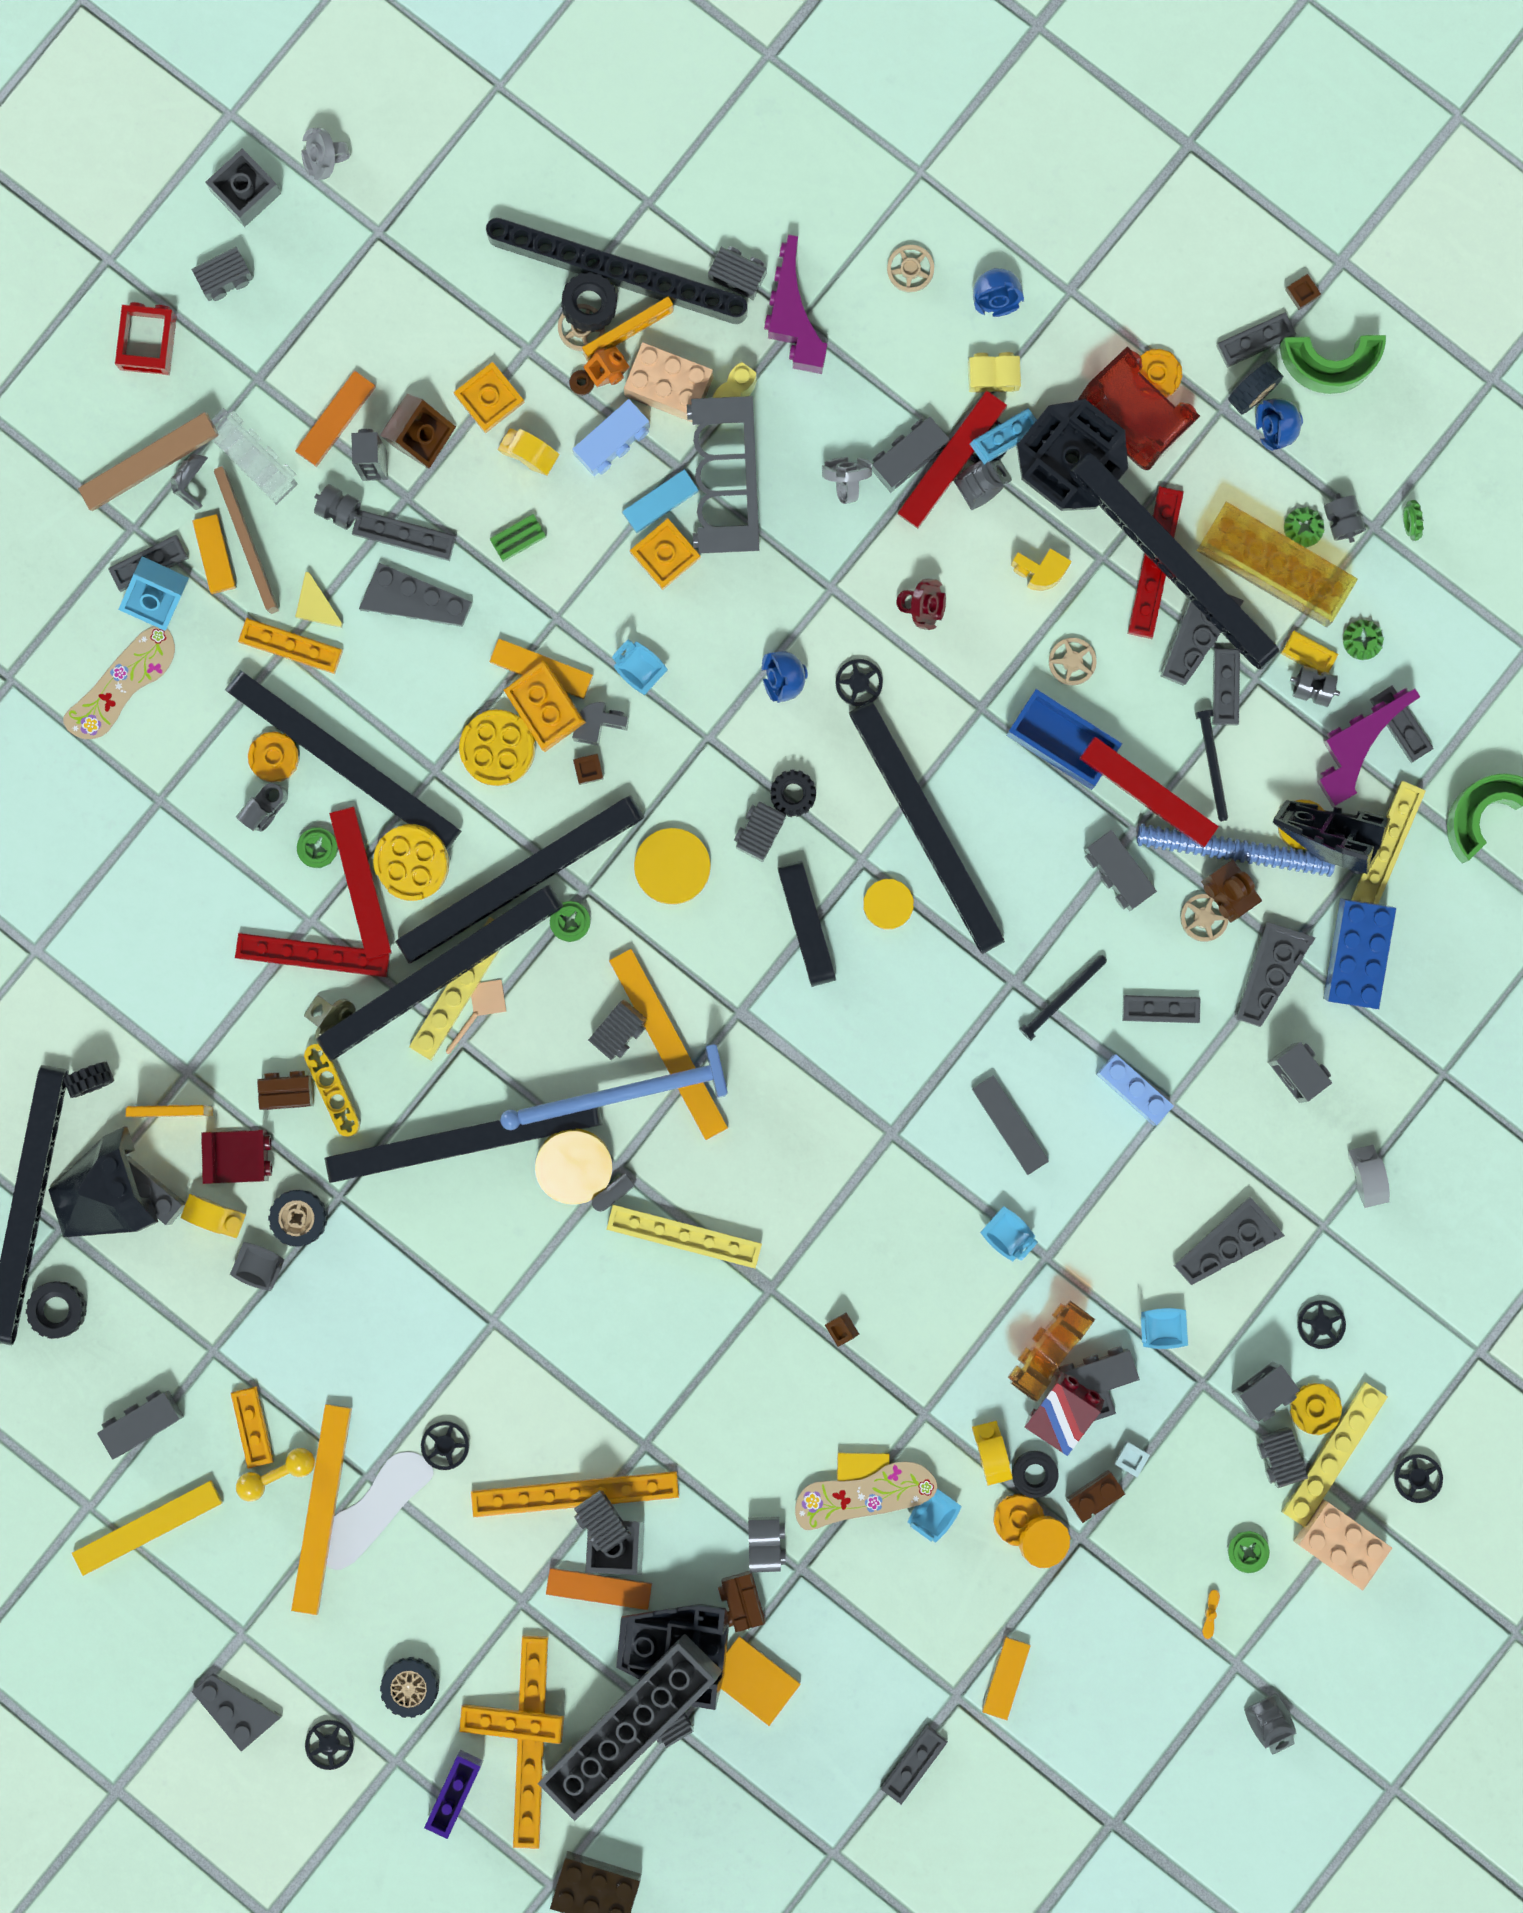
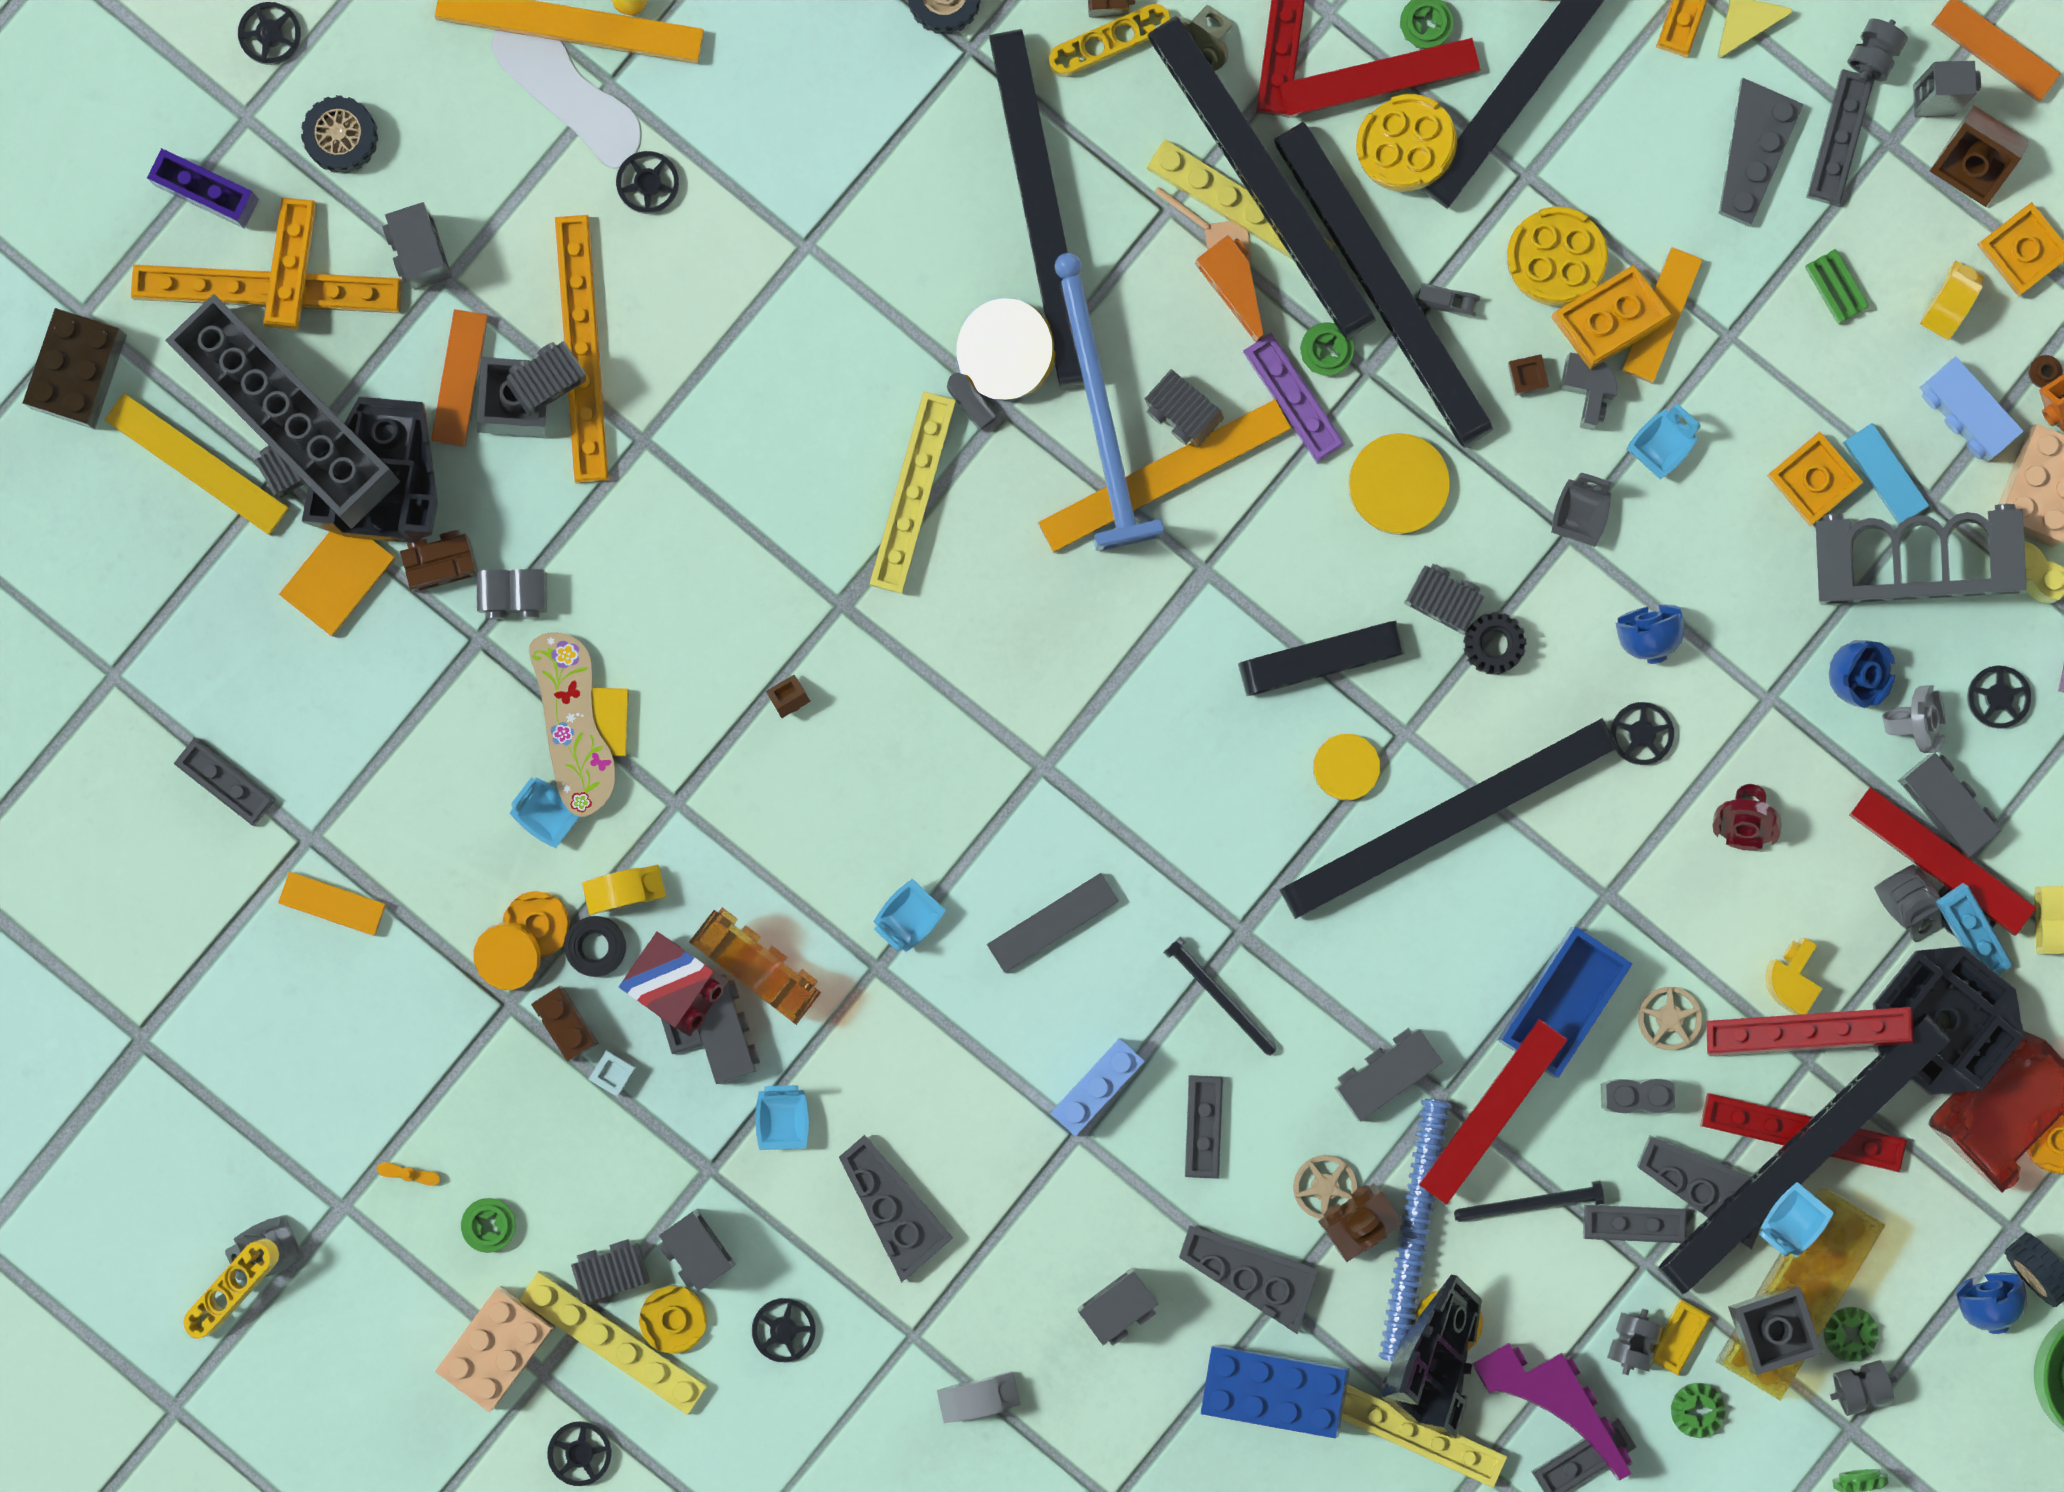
camera: 85 degrees right, 0 degrees up
(498, 1624) = (418, 246): none -> dark grey brick
(516, 994) = (1231, 277): none -> orange slope
(531, 834) = (1442, 299): none -> dark grey bar
(607, 946) = (1293, 397): none -> medium lavender tile
(668, 1793) = (196, 464): none -> yellow tile
(691, 727) = (1582, 509): none -> dark grey piece
(813, 518) = (1862, 673): none -> blue cylinder
(827, 417) = (1999, 697): none -> black wheel
(1083, 557) = (1810, 1031): none -> red tile
(1133, 691) = (1645, 1095): none -> dark grey brick
(1227, 567) = (1795, 1221): none -> medium azure piece
(1303, 1749) = (230, 1288): none -> yellow beam
(1308, 582) = (1775, 1329): none -> dark grey brick

